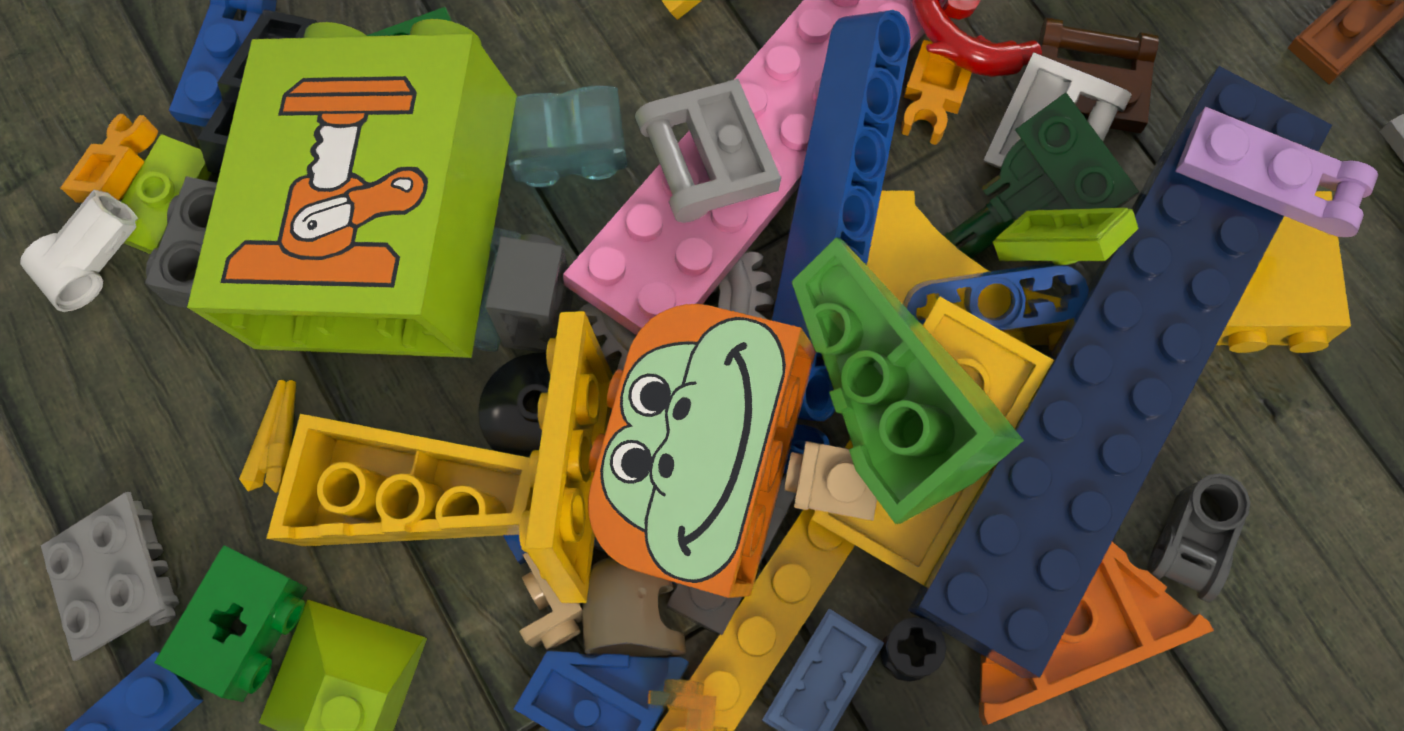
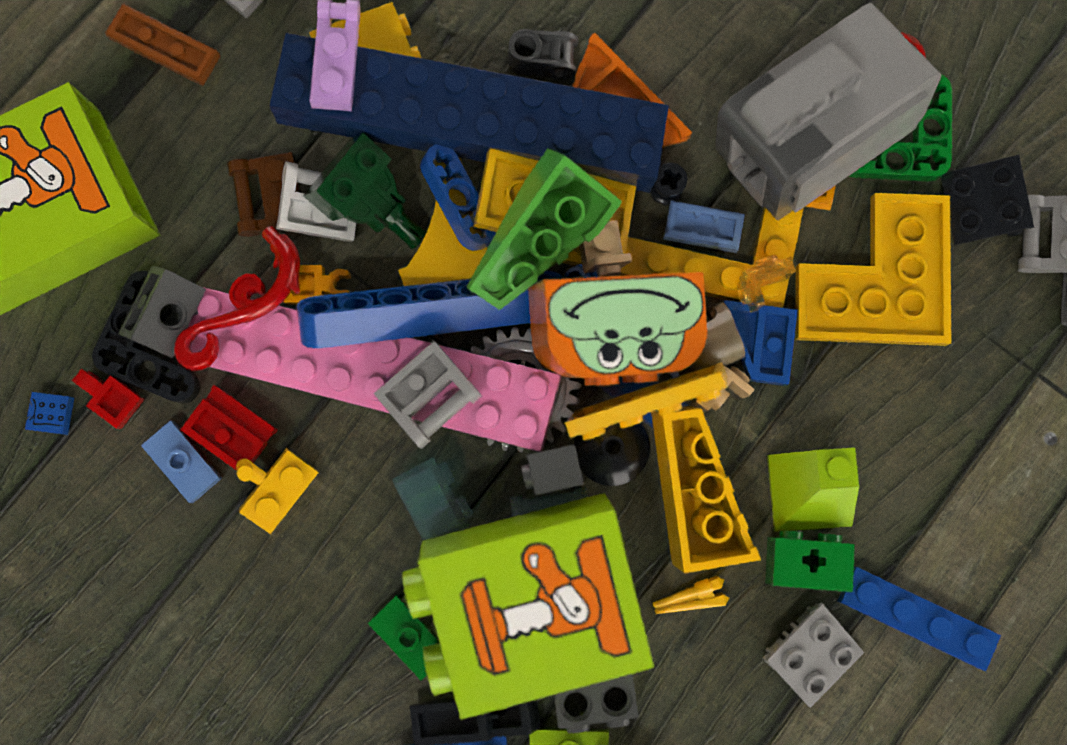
camera: 110 degrees left, 10 degrees up
(1066, 235) = (408, 165): lime plate -> none

